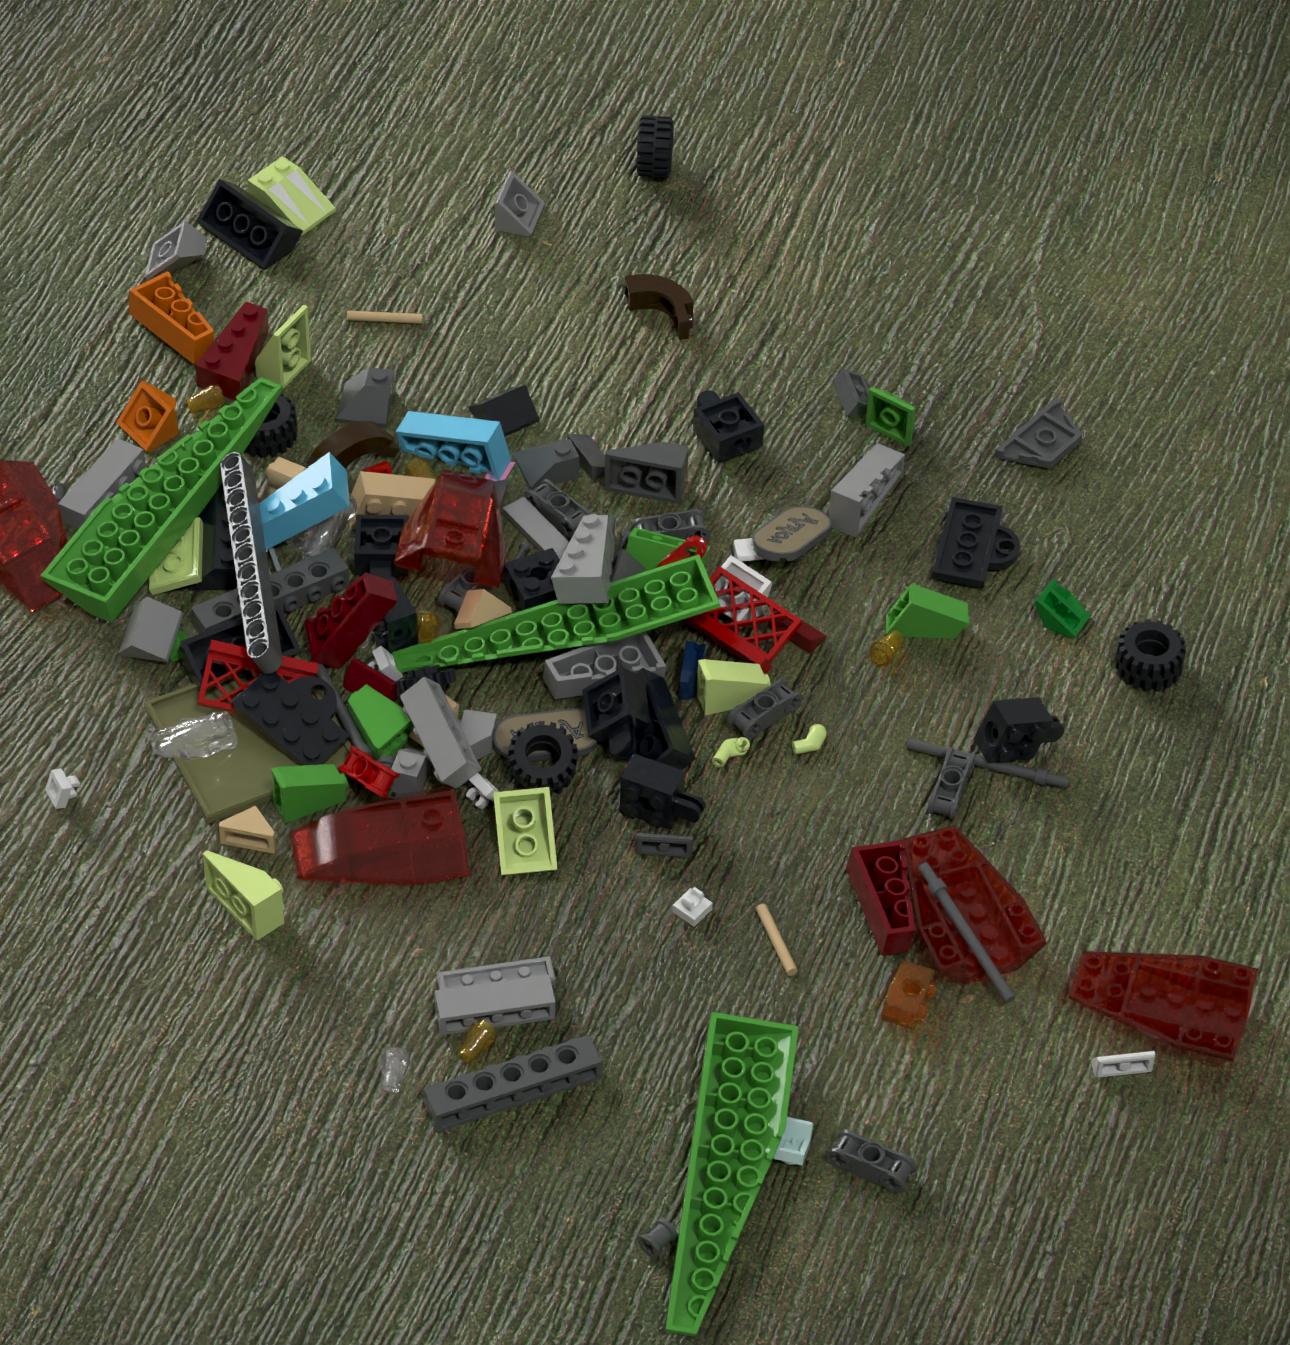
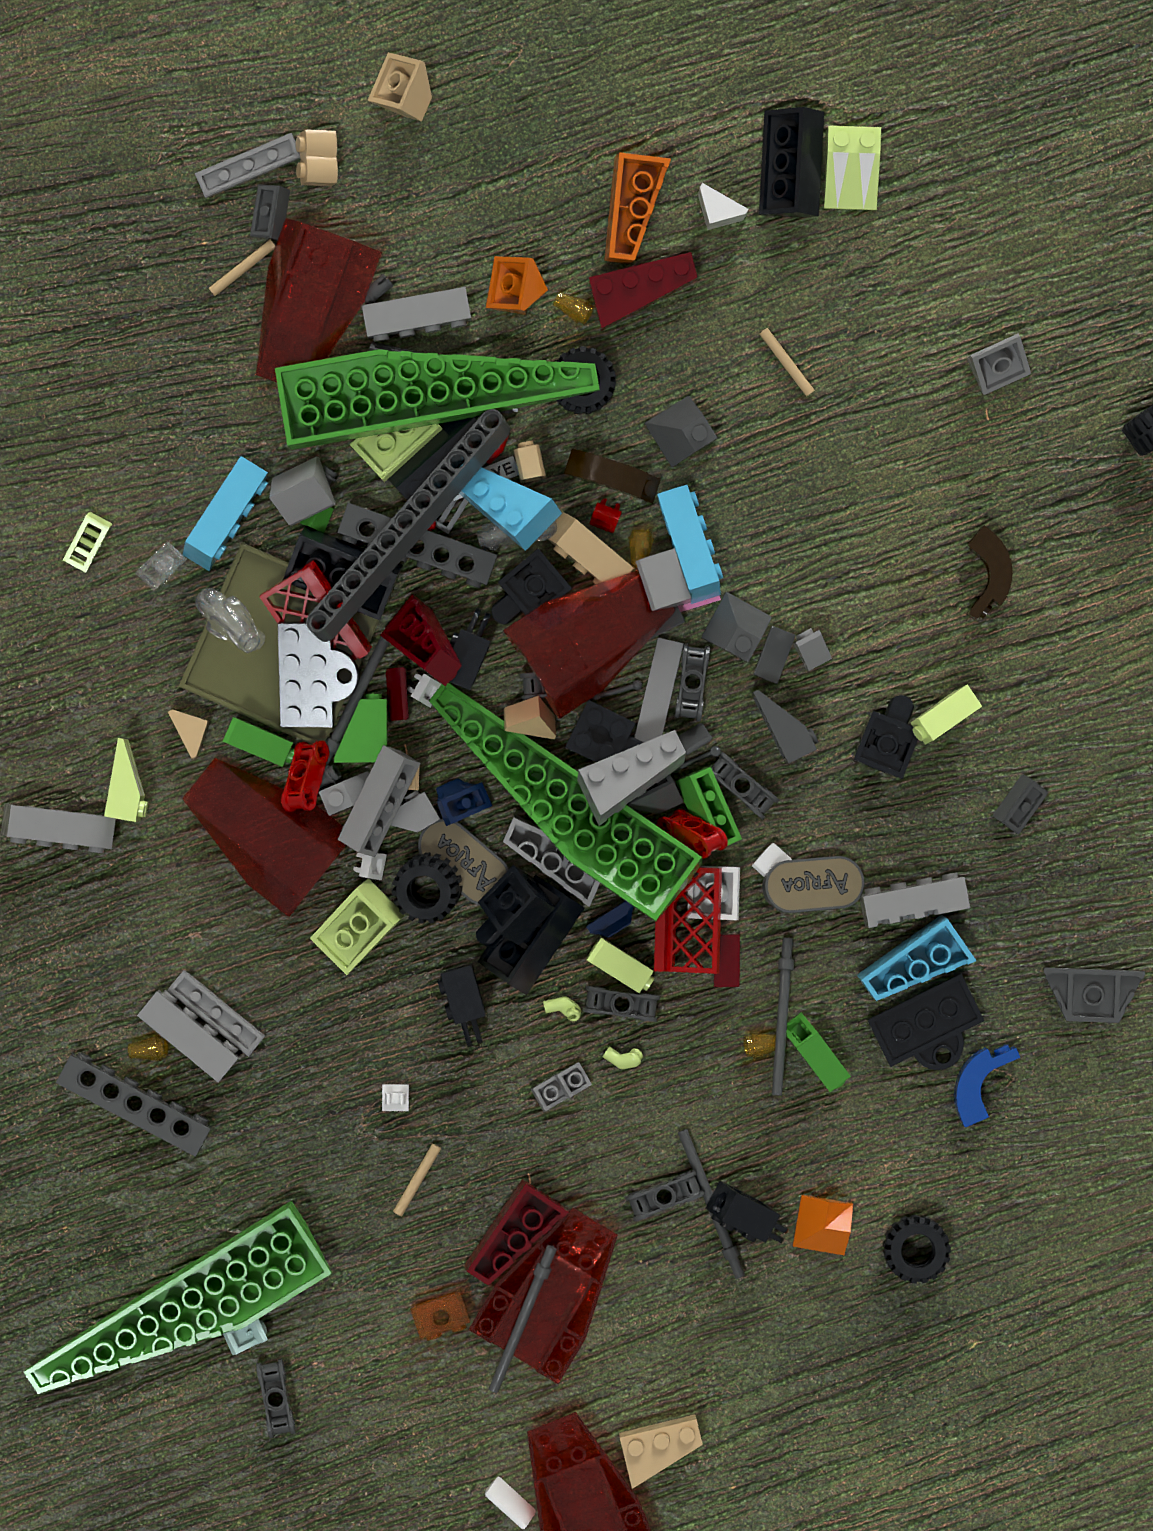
camera: 50 degrees right, 40 degrees up
(23, 779) = (99, 523): none -> yellowish green slope
(61, 788) = (110, 560): white tile -> none
(103, 764) = (161, 566): none -> clear slope
(112, 693) = (224, 513): none -> medium azure wedge
(176, 250) = (706, 134): light grey slope -> none
(222, 969) = (58, 827): none -> light grey wedge
(232, 271) = (718, 208): none -> white slope
(286, 351) = (665, 329): yellowish green slope -> none
(394, 1067) = (78, 1012): clear cone -> none
(428, 626) = (485, 689): clear yellow cone -> none
(431, 672) = (430, 740): black gear -> none
(466, 459) = (663, 580): none -> light grey slope
(500, 697) = (461, 800): none -> dark blue slope
(510, 408) = (763, 547): black slope -> none
(609, 421) = (812, 649): none -> light grey slope
(658, 1237) = (94, 1305): dark grey bush -> none
(664, 845) = (435, 1031): dark grey slope -> none
(741, 366) = (945, 714): none -> yellowish green slope
(794, 794) = (561, 1086): none -> light grey slope
(840, 596) = (785, 965): none -> dark grey bar
(890, 415) = (1013, 858): bright green slope -> none
(914, 506) = (917, 959): none -> medium azure wedge
(1045, 547) = (970, 1079): none -> blue arch
(1061, 610) = (914, 1146): green slope -> none
(1077, 704) = (823, 1225): none -> orange slope
(1165, 919) = (658, 1446): none -> tan wedge

